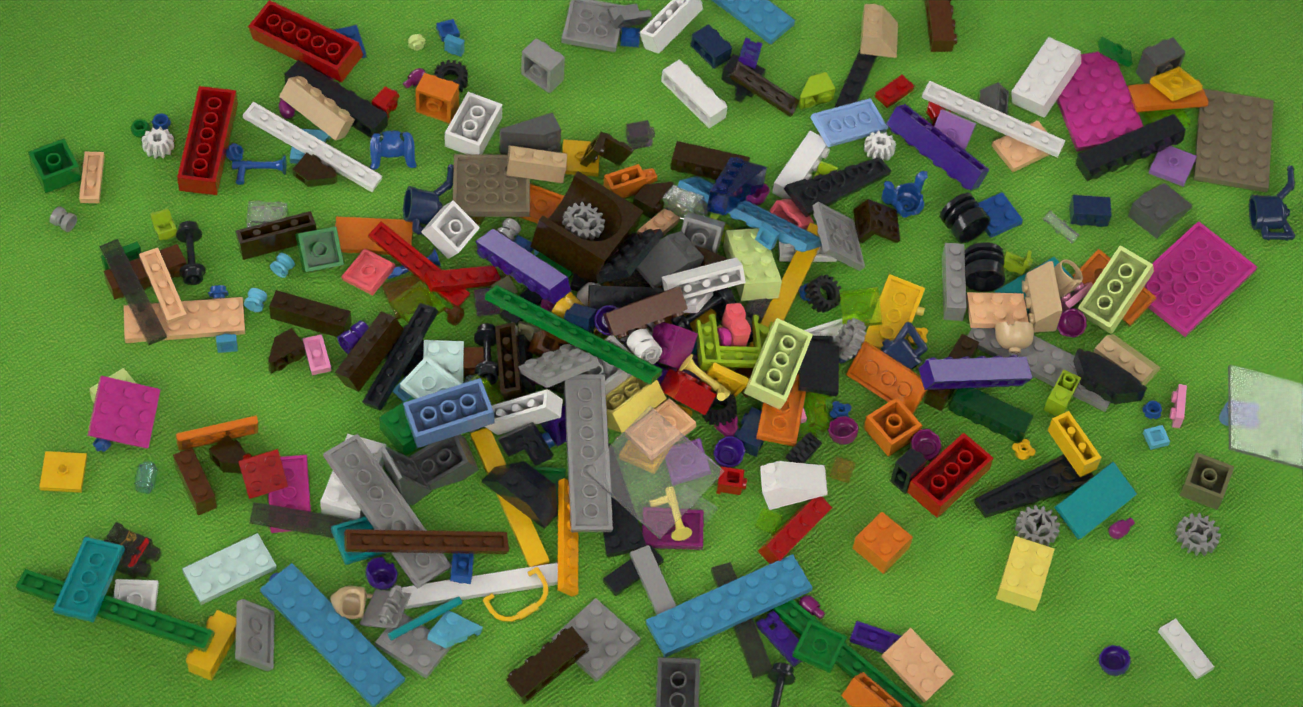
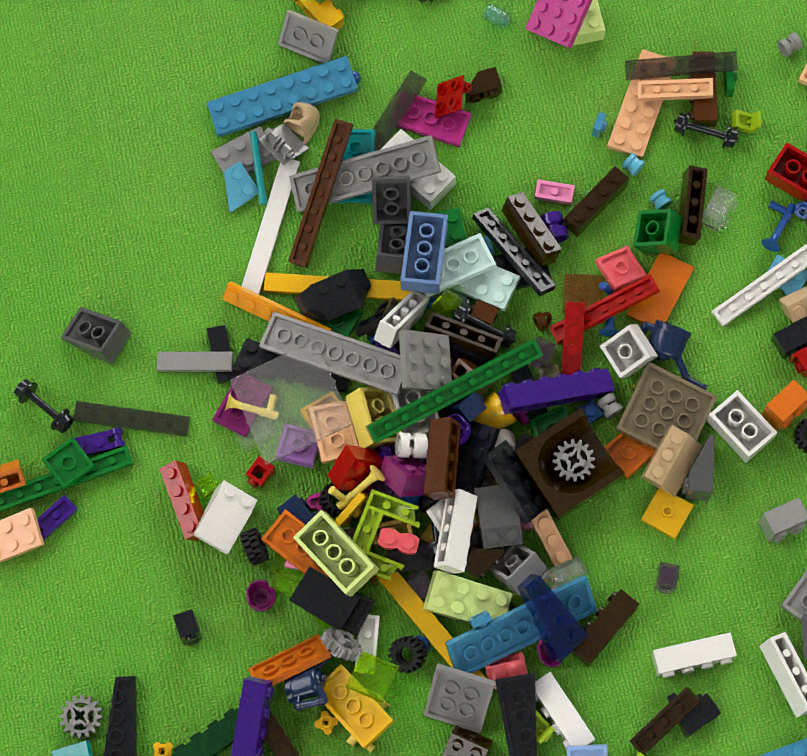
camera: 125 degrees right, 15 degrees up
(195, 481) = (473, 48): reddish brown brick -> none
(217, 432) = (507, 78): orange tile -> none
(218, 292) = (655, 138): blue plate -> none
(229, 569) = (383, 48): light aqua plate -> none
(285, 350) = (571, 167): dark brown slope -> none
(313, 172) = (750, 265): dark brown slope -> none
(381, 574) = (313, 152): dark purple hair -> none
(390, 145) = (751, 344): blue hair -> none
(408, 301) = (567, 288): clear neon green tile -> none
(461, 568) = (287, 214): blue plate -> none
(526, 611) = (228, 252): yellow piece -> none
(547, 664) = (167, 241): dark brown brick -> none
(606, 638) = (175, 295): light grey plate -> none
(607, 148) = (662, 526): dark brown bracket -> none
(629, 180) = (613, 537): orange hinge -> none
(630, 37) = (793, 630): blue plate -> none
(651, 198) = (589, 551): dark brown slope -> none
(711, 46) = (745, 701): dark blue brick -> none
(724, 336) = (387, 523): dark pink tile -> none
(728, 605) = (144, 410): dark azure plate -> none
(729, 452) = (288, 484): dark purple hair -> none
(750, 53) = (715, 730): dark purple plate -> none
(811, 606) = (112, 480): magenta cylinder -> none
(835, 413) = (288, 607): blue plate -> none
(842, 469) = (226, 578): clear yellow plate -> none
(882, 542) = (135, 570): orange brick -> none
(892, 426) = (239, 640): orange brick -> none
(926, 443) = (208, 661): magenta hair -> none
(950, 475) = (166, 664): red brick -> none
(1025, 573) = (42, 677): light yellow brick -> none

